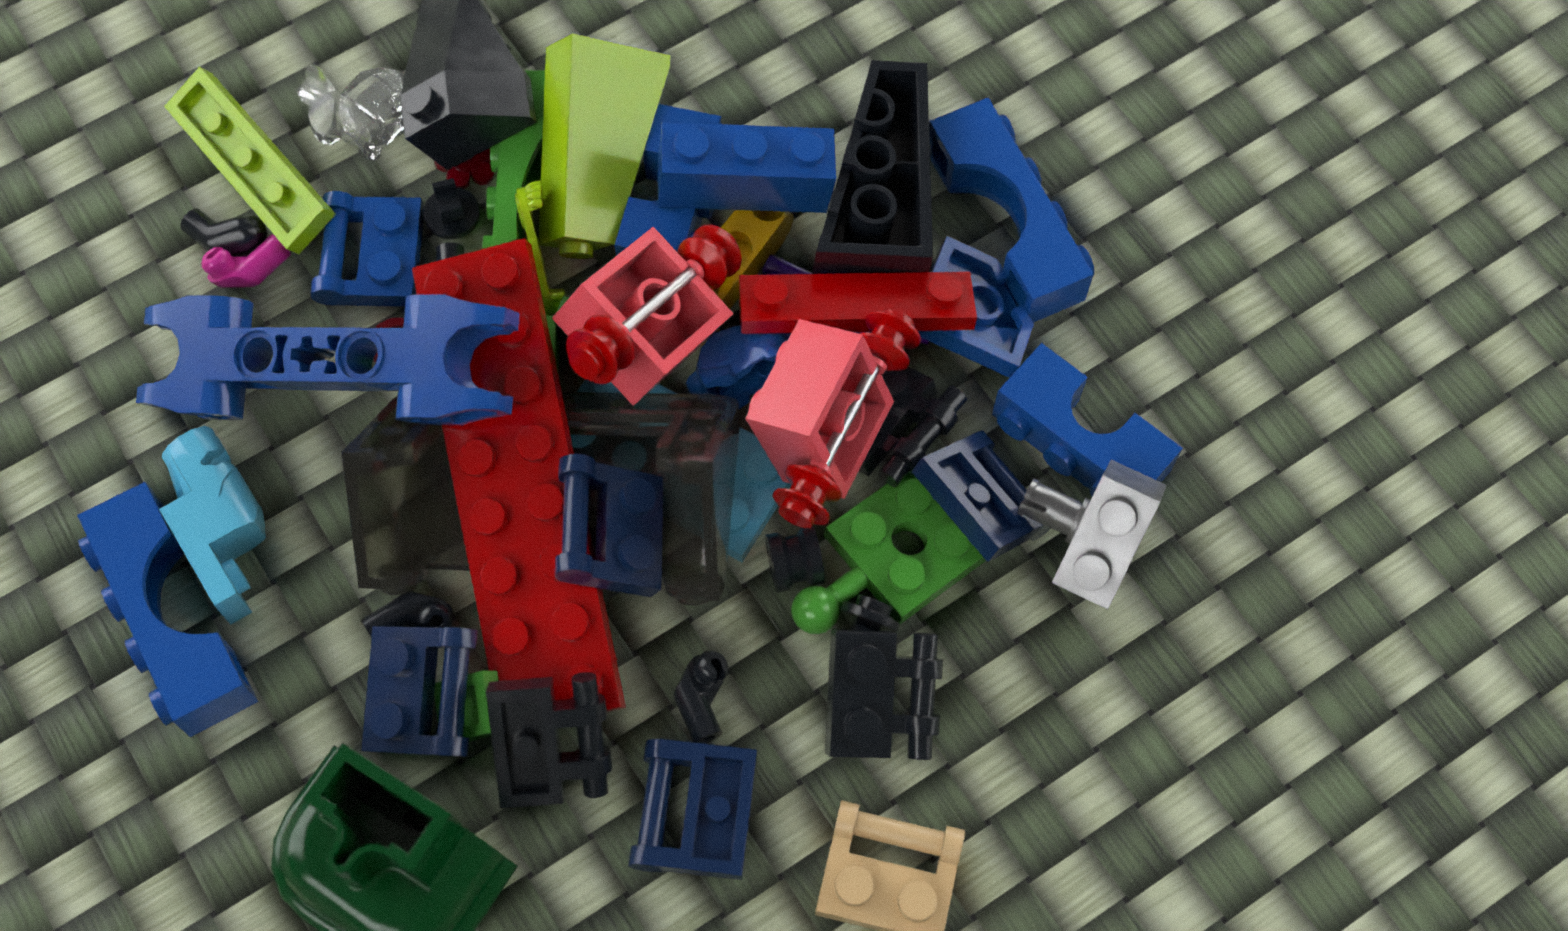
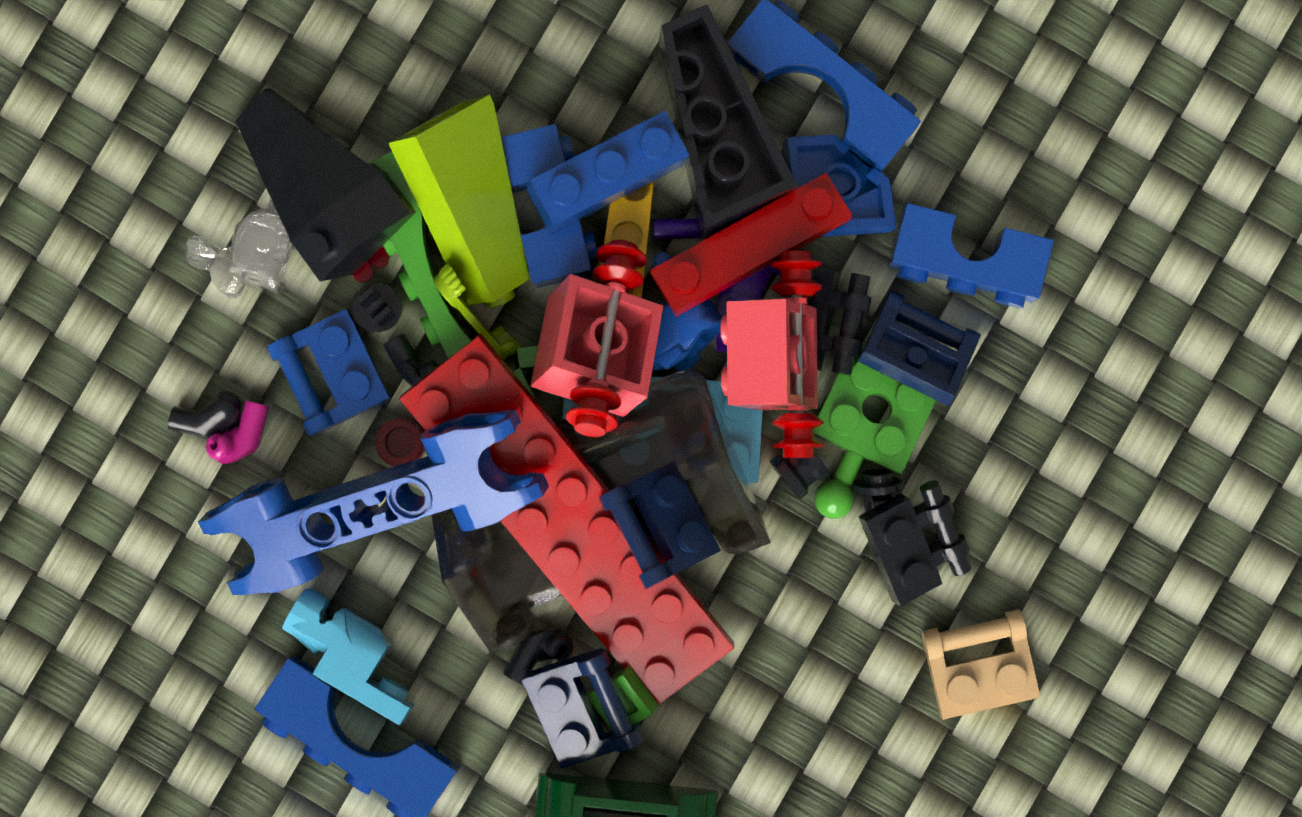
camera: 20 degrees left, 20 degrees up
(249, 161) = (189, 346): lime plate -> none
(527, 740) = (681, 707): black plate -> none
(696, 693) = (777, 604): black arm -> none
(714, 813) = (836, 682): dark blue plate -> none
(1099, 530) = (1023, 343): brick -> none

